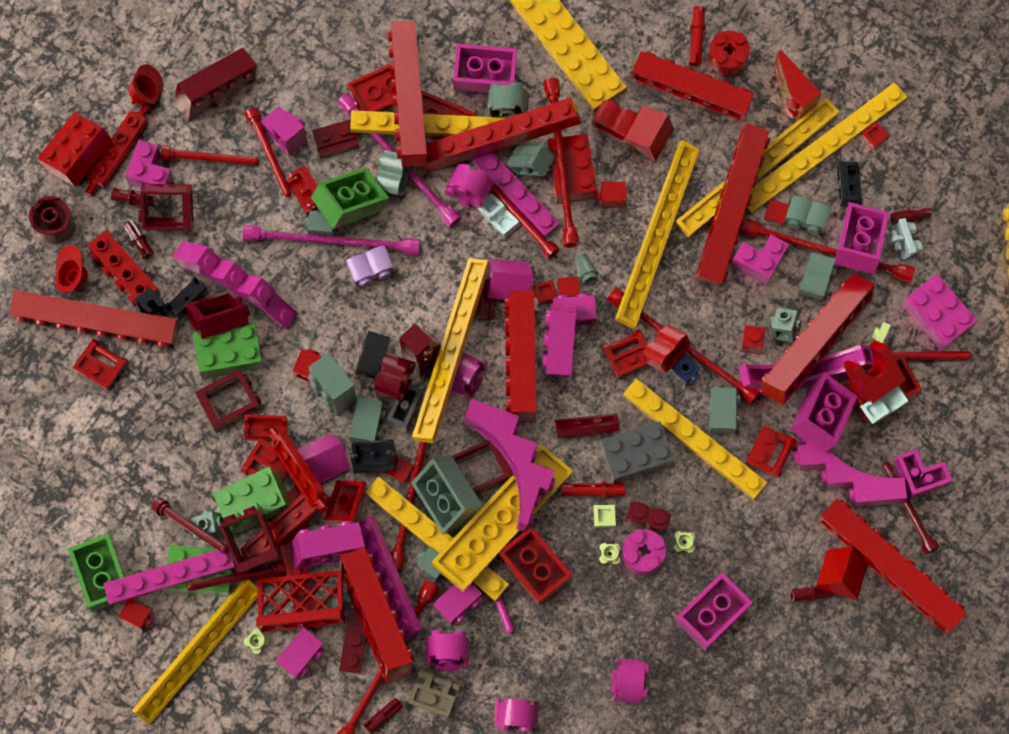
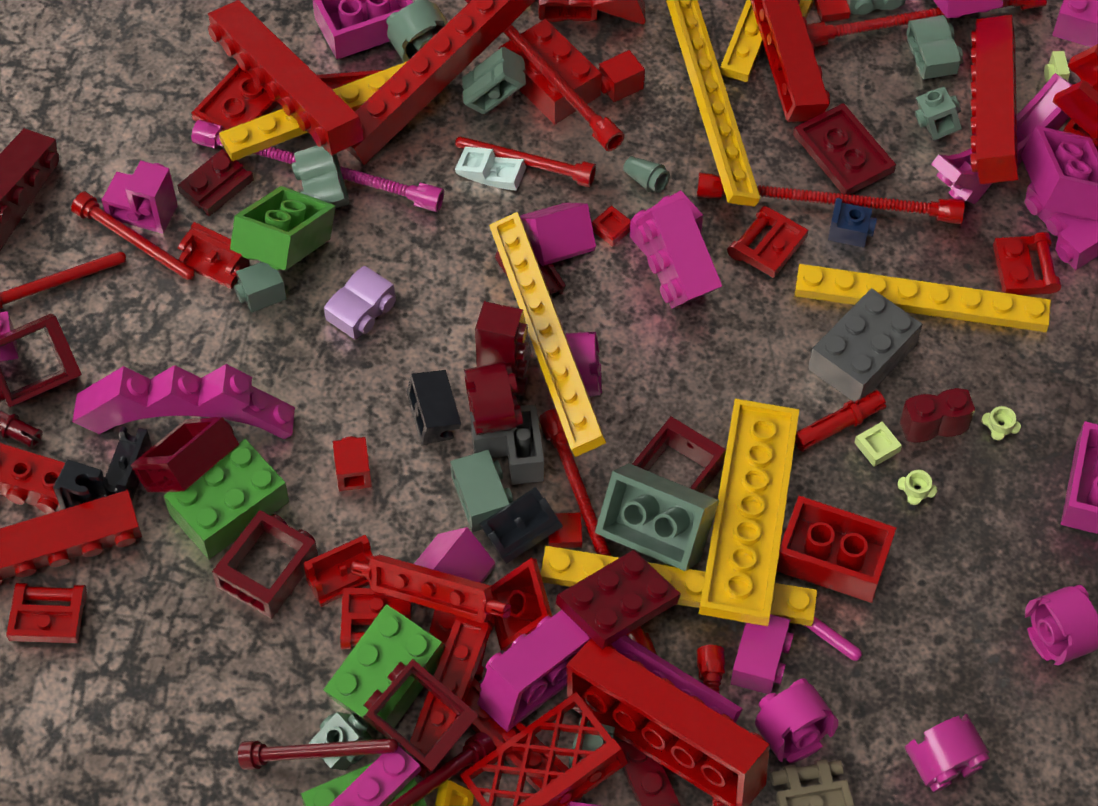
camera: 30 degrees left, 15 degrees down
(255, 233) = (175, 339): dark pink hose -> none
(332, 384) = (408, 457): sand green brick -> none
(392, 532) = (617, 599): none -> dark red plate
(424, 561) = (688, 626): sand green brick -> none
(469, 186) = (433, 145): dark pink brick -> none
(501, 430) = (676, 400): dark pink arch -> none
(517, 193) = (458, 122): dark pink plate -> none
(521, 349) = (639, 305): red brick -> none
(568, 286) = (635, 202): red tile -> none
(587, 425) = (777, 348): dark red plate -> none
(654, 548) = (962, 458): dark pink brick -> none
(666, 348) = (817, 202): red brick -> none
(714, 317) = (844, 149): none -> dark red plate
(723, 410) = (934, 245): sand green brick -> none
(753, 339) = (911, 149): red brick -> none
(760, 264) = (857, 62): dark pink brick -> none

